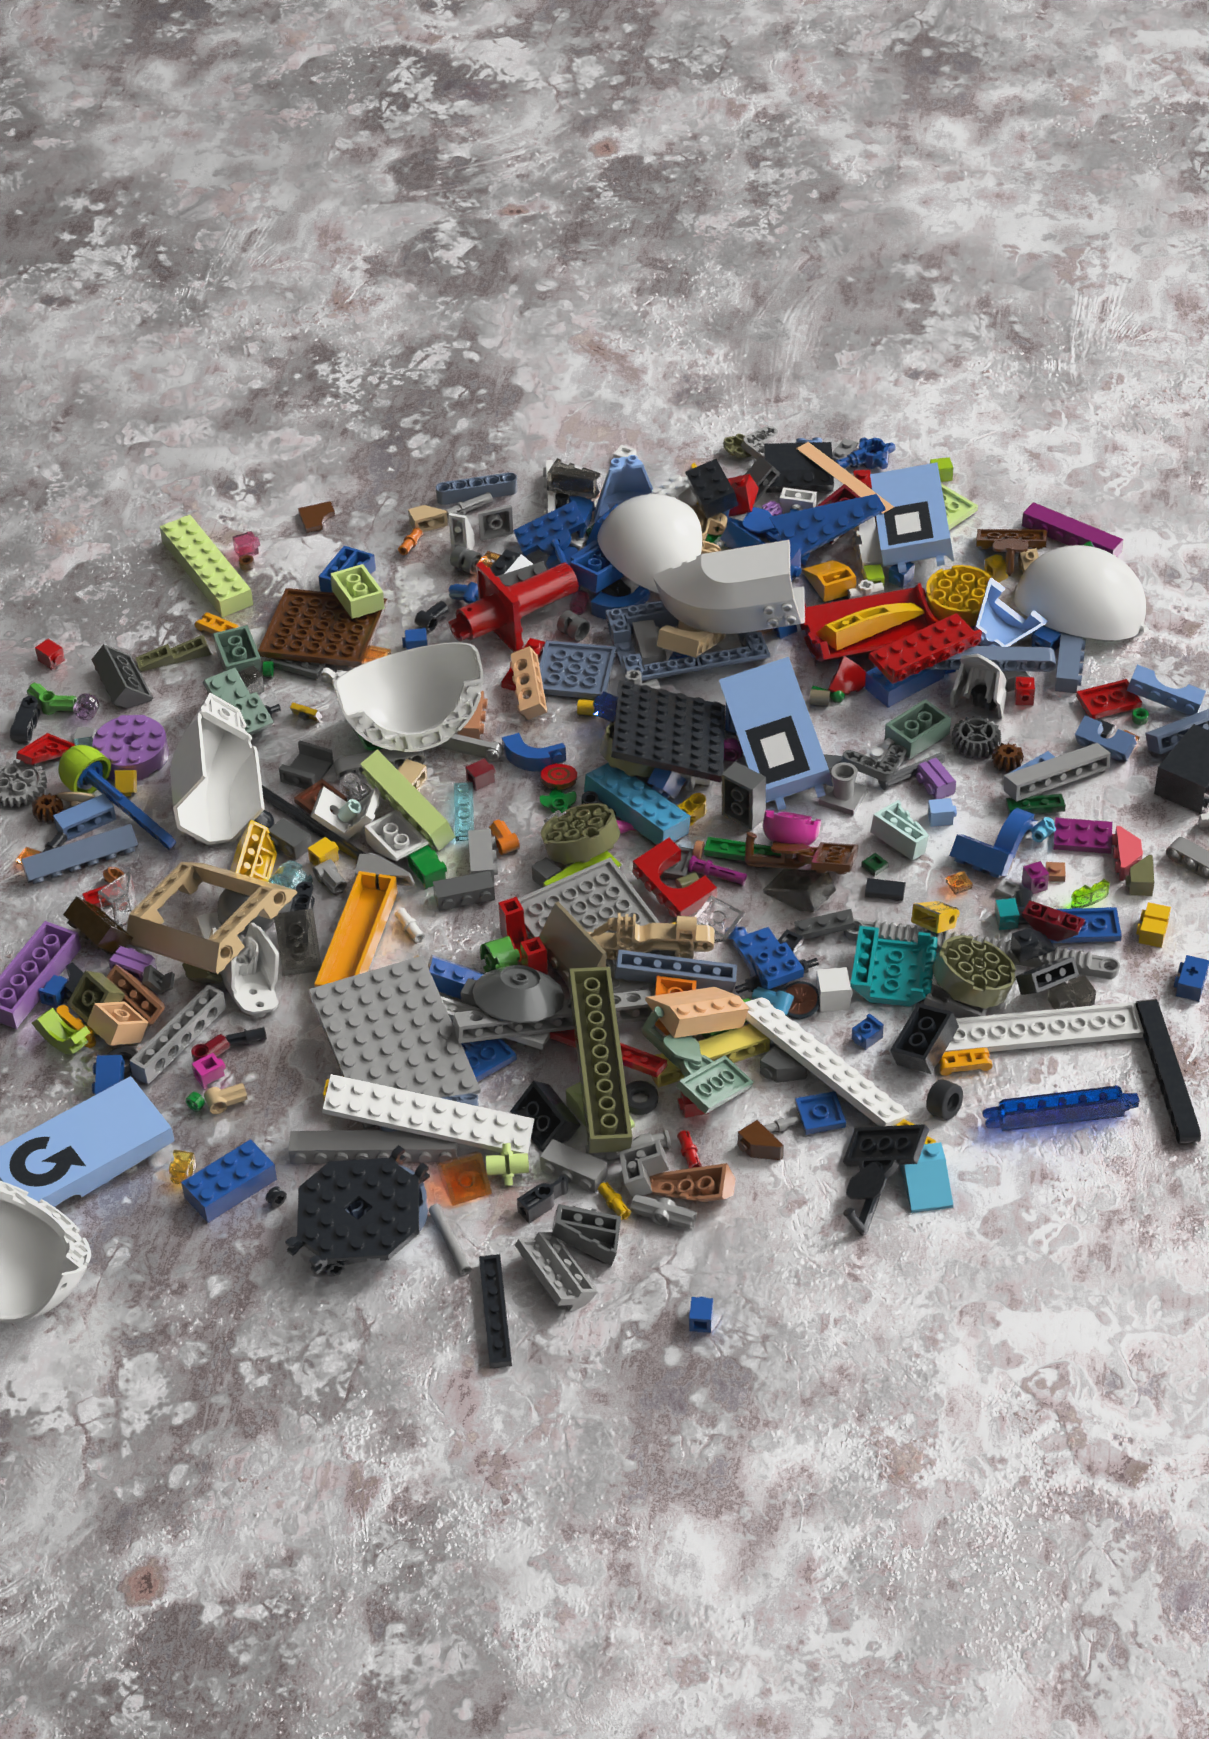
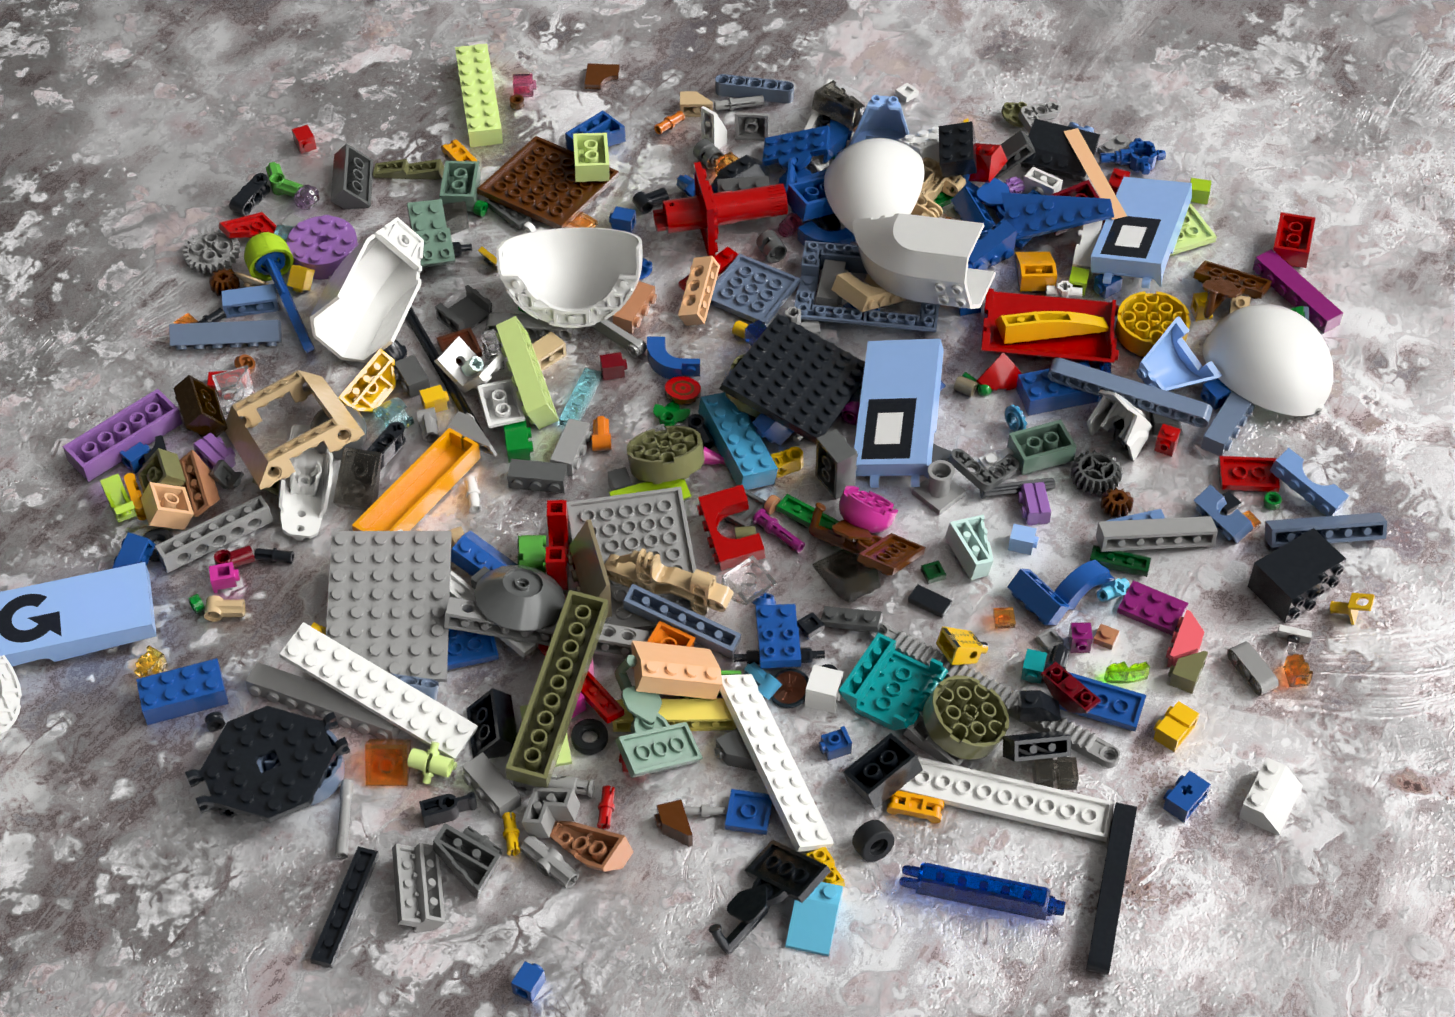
camera: 20 degrees right, 5 degrees up
(875, 711) = (1015, 418): none -> dark azure gear
(925, 648) = (1080, 368): red bracket -> none
(1049, 487) = (1294, 238): none -> red slope

